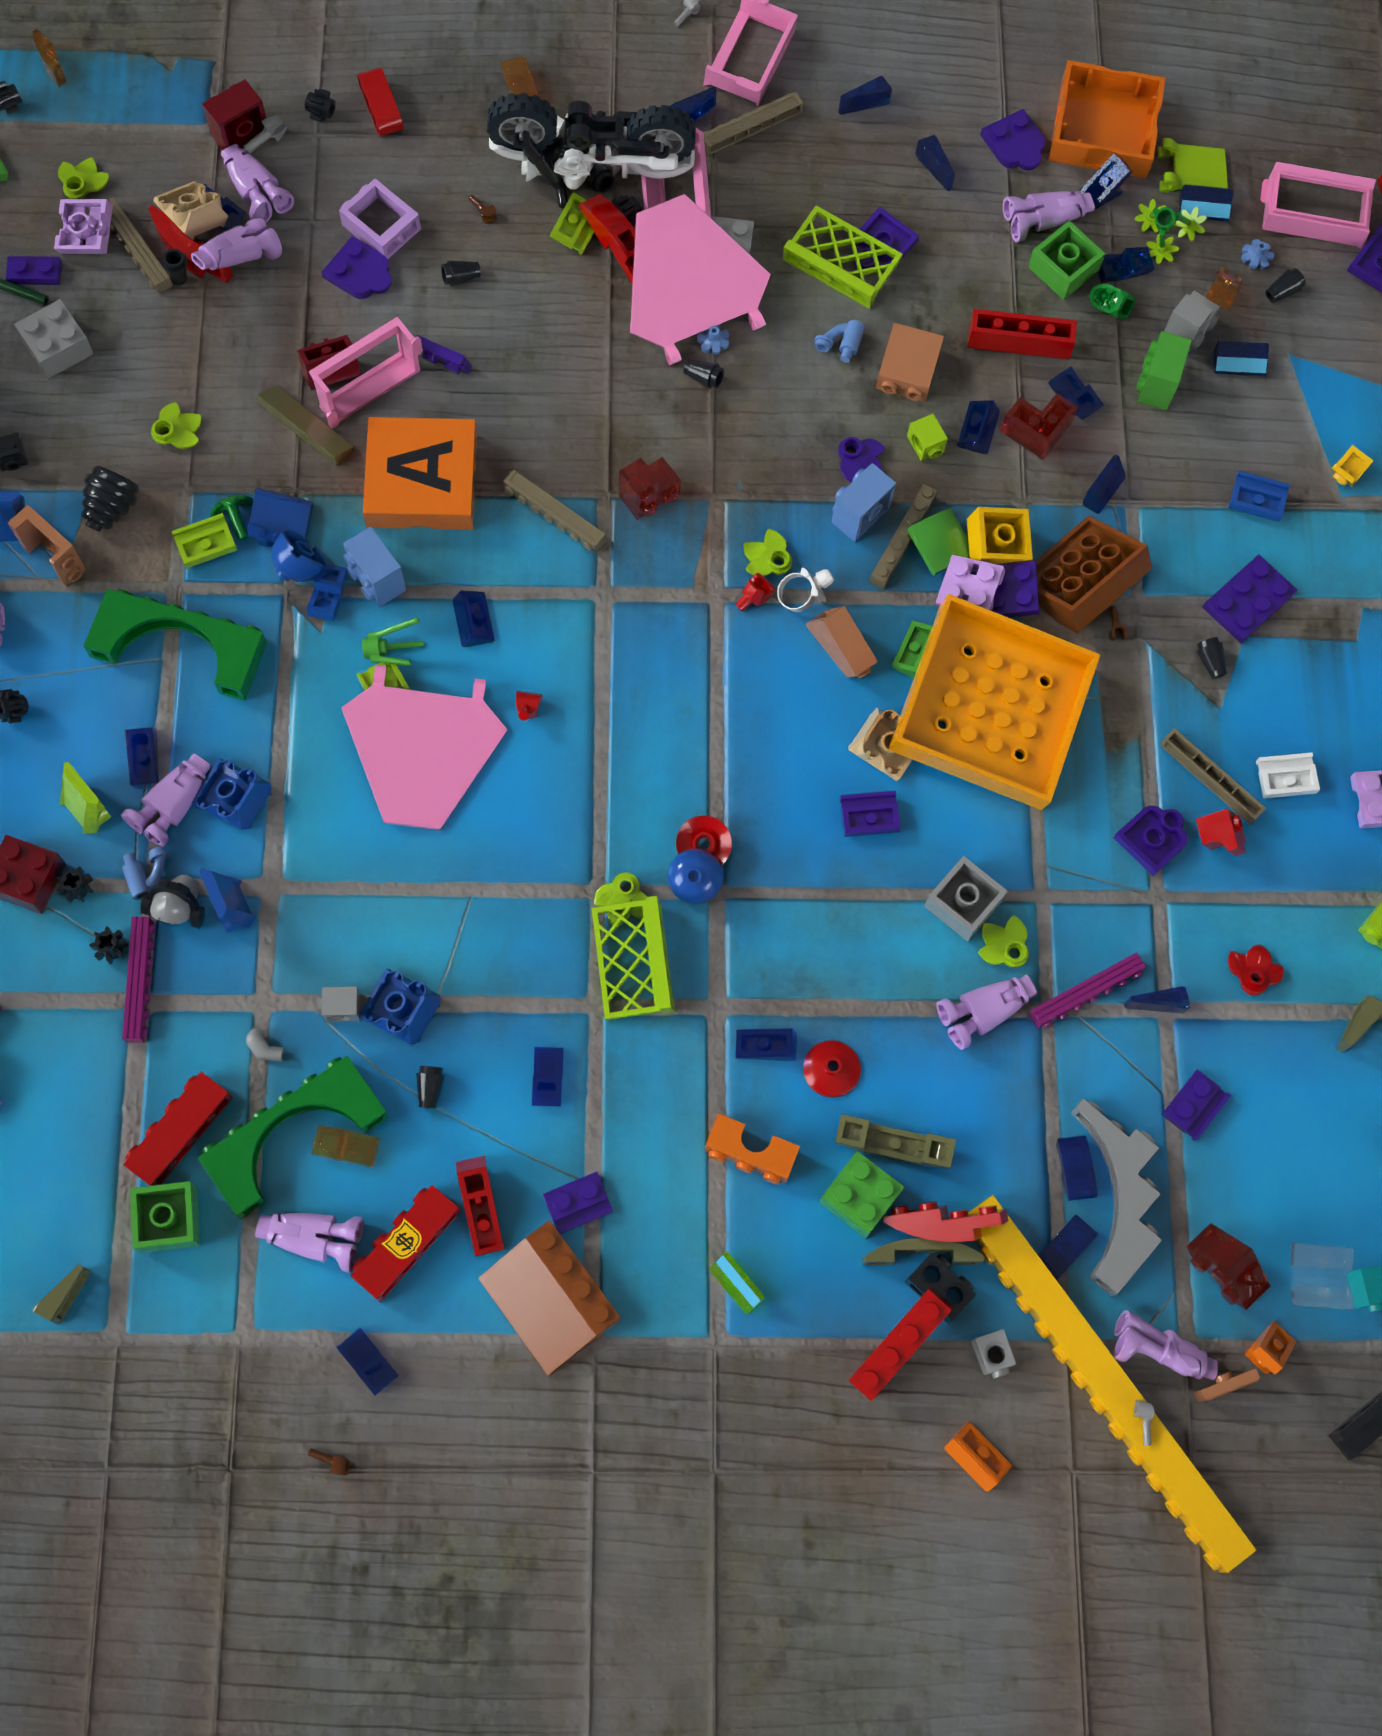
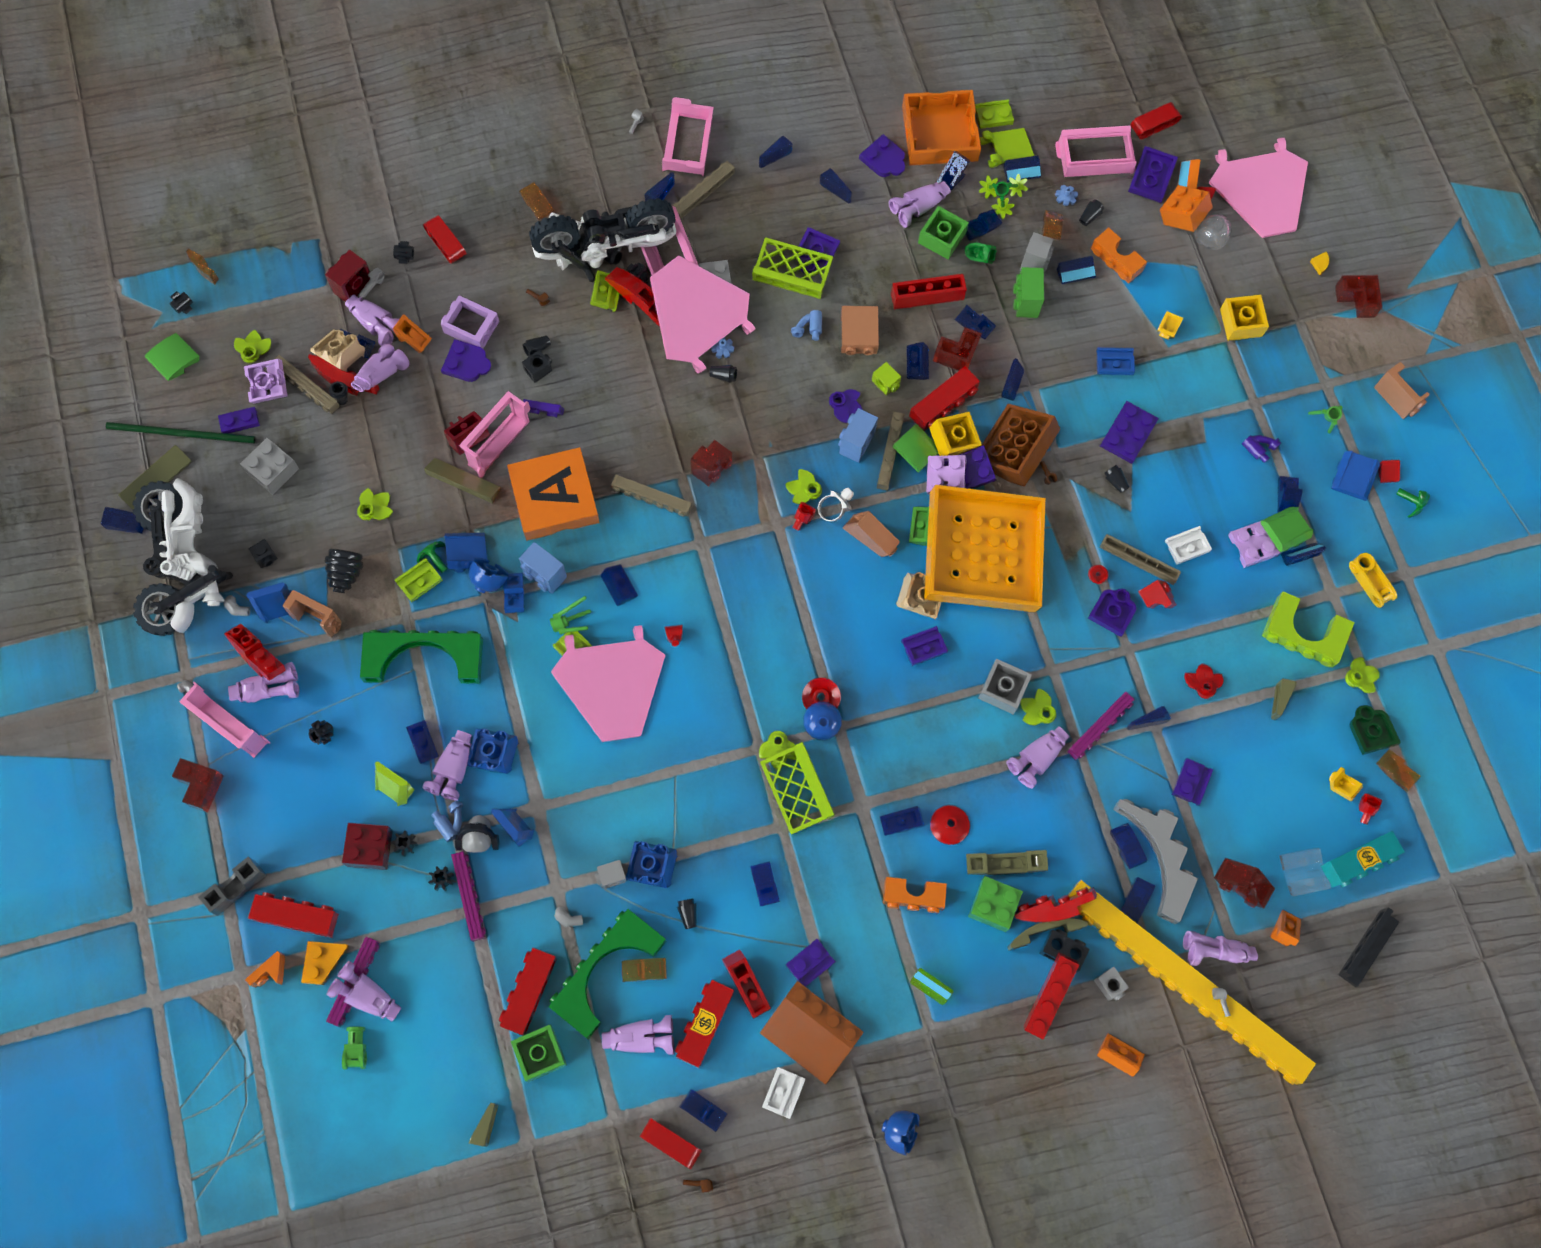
camera: 15 degrees left, 0 degrees up
(296, 213) = (411, 333): none -> orange slope
(307, 1393) = (670, 1143): none -> red beam
(450, 308) = (537, 373): none -> black brick
(485, 1369) = (783, 1093): none -> white plate
(631, 1471) = (900, 1131): none -> blue cylinder
(1001, 484) = (945, 398): none -> red brick
(1146, 781) = (1098, 574): none -> red tile
(1187, 120) = (994, 114): none -> lime plate
(1226, 1383) = (1265, 961): nougat plate -> none
(1314, 371) = (1126, 266): none -> orange arch

